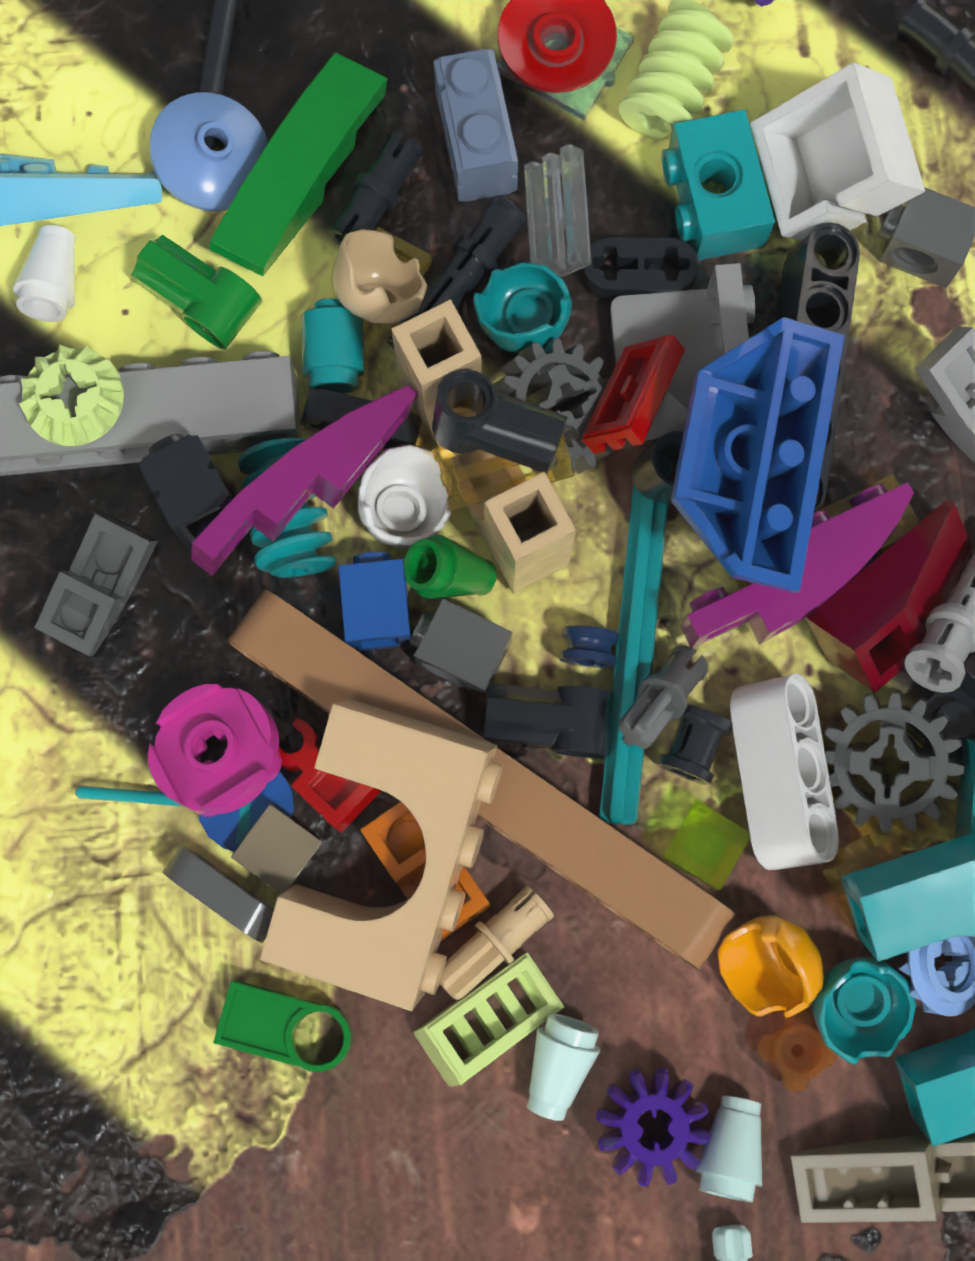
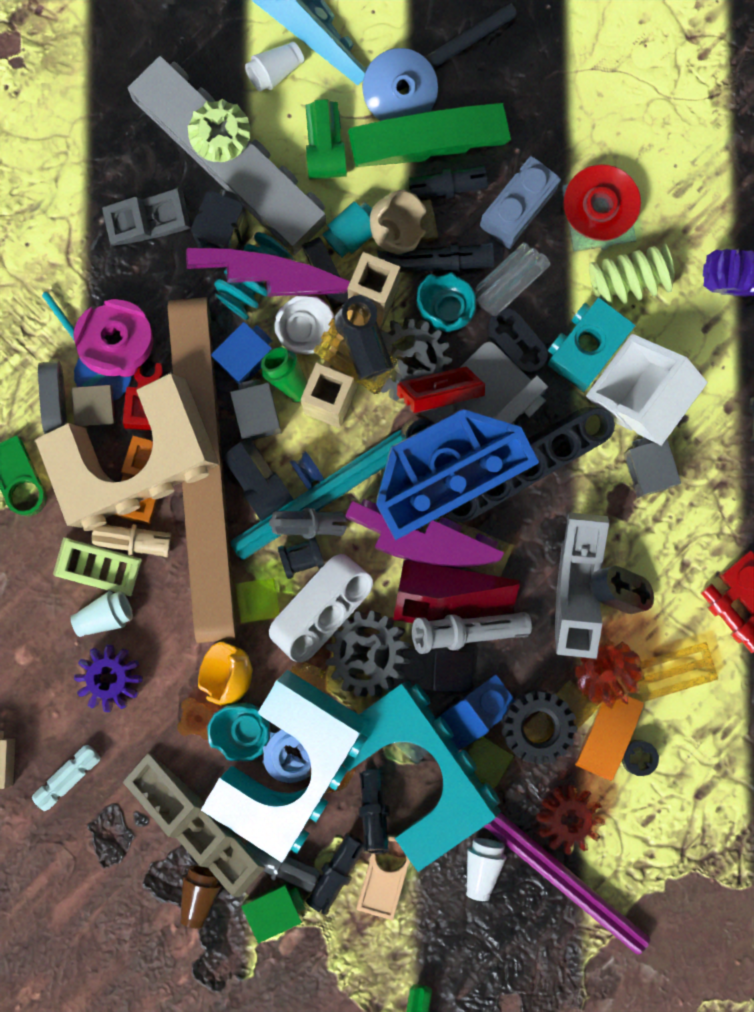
camera: 50 degrees right, 5 degrees up
(733, 1156) = (128, 724): light aqua cone -> none

